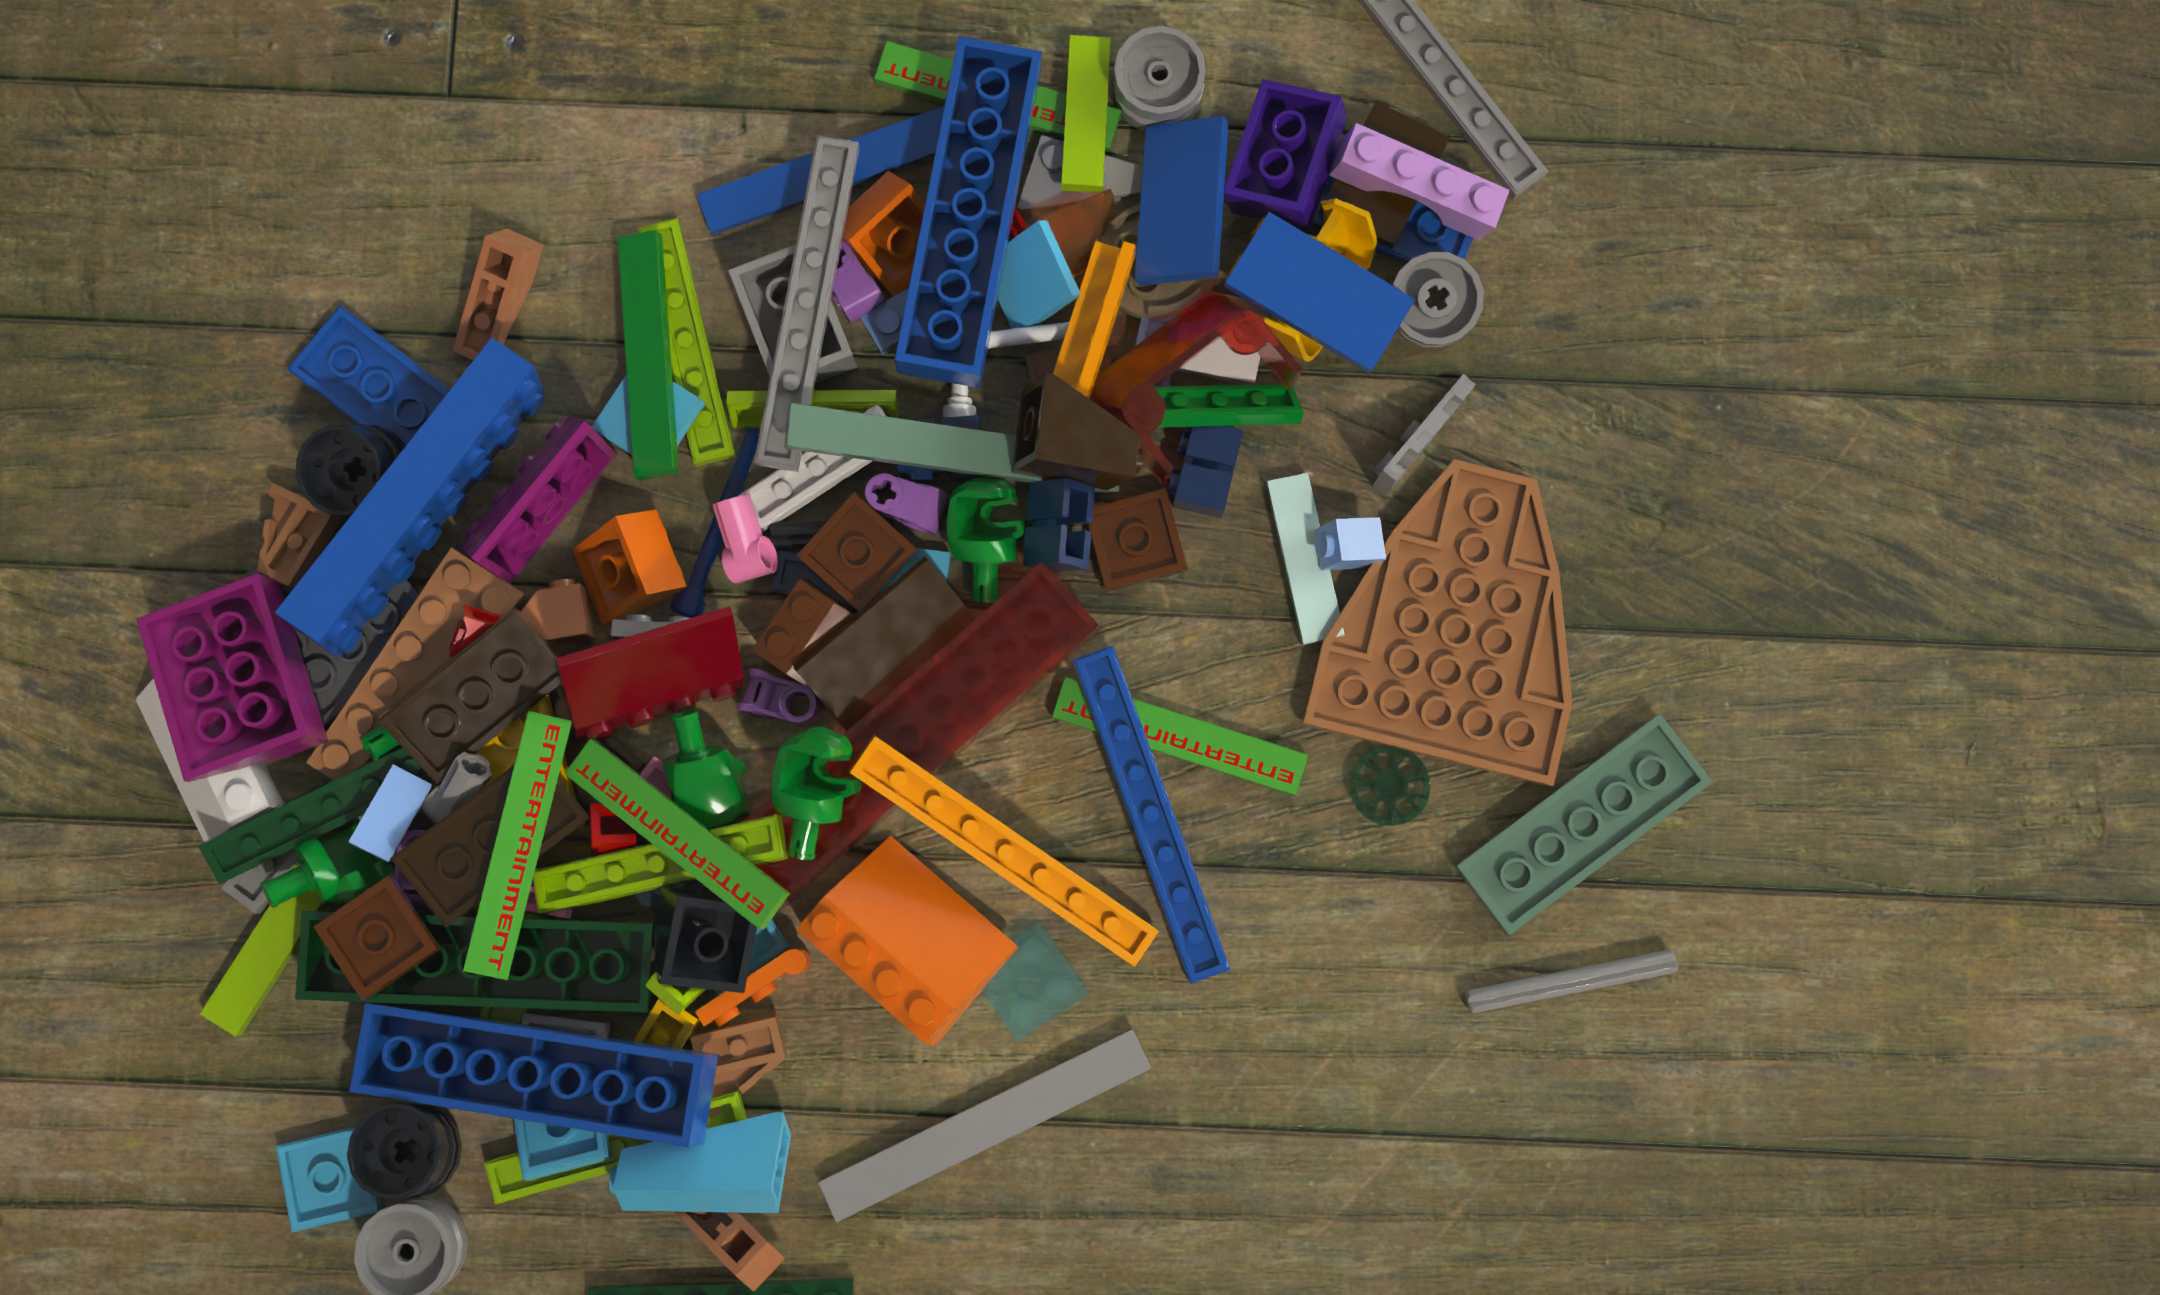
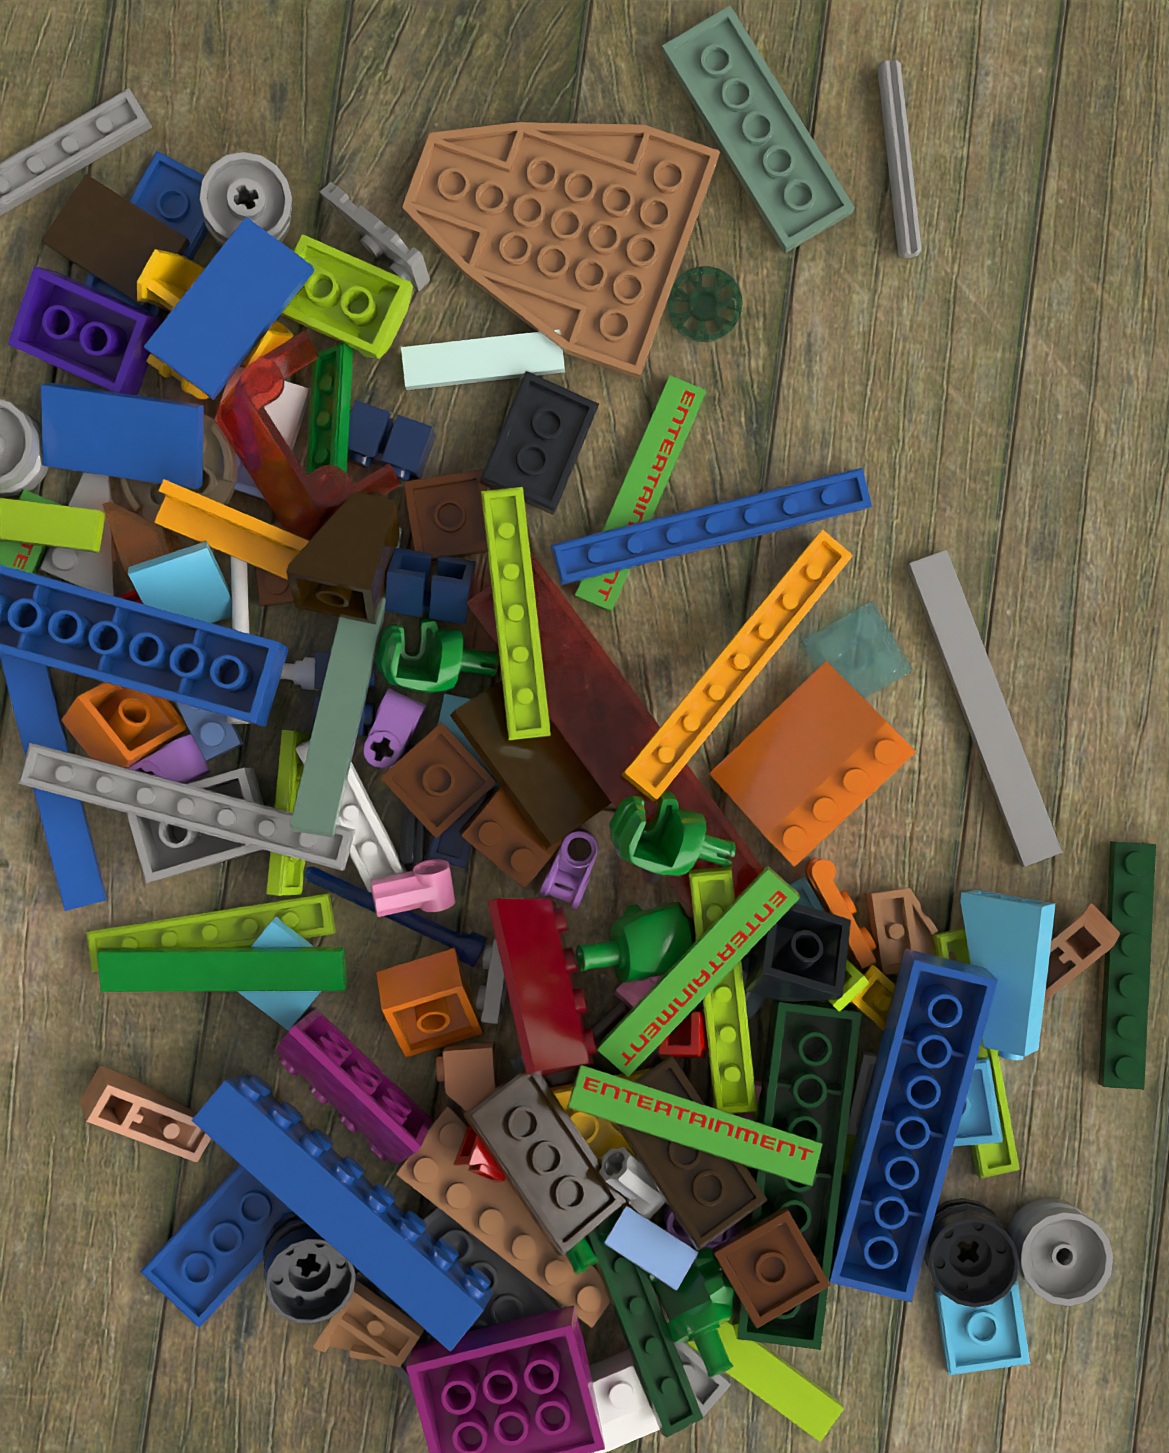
camera: 85 degrees left, 5 degrees up
(1033, 613) = (516, 613): none -> lime tile
(1221, 624) = (539, 442): none -> black tile
(1349, 543) = (474, 312): light blue brick -> none
(1351, 413) = (349, 299): none -> lime slope
(1384, 164) = (106, 234): lavender arch -> none

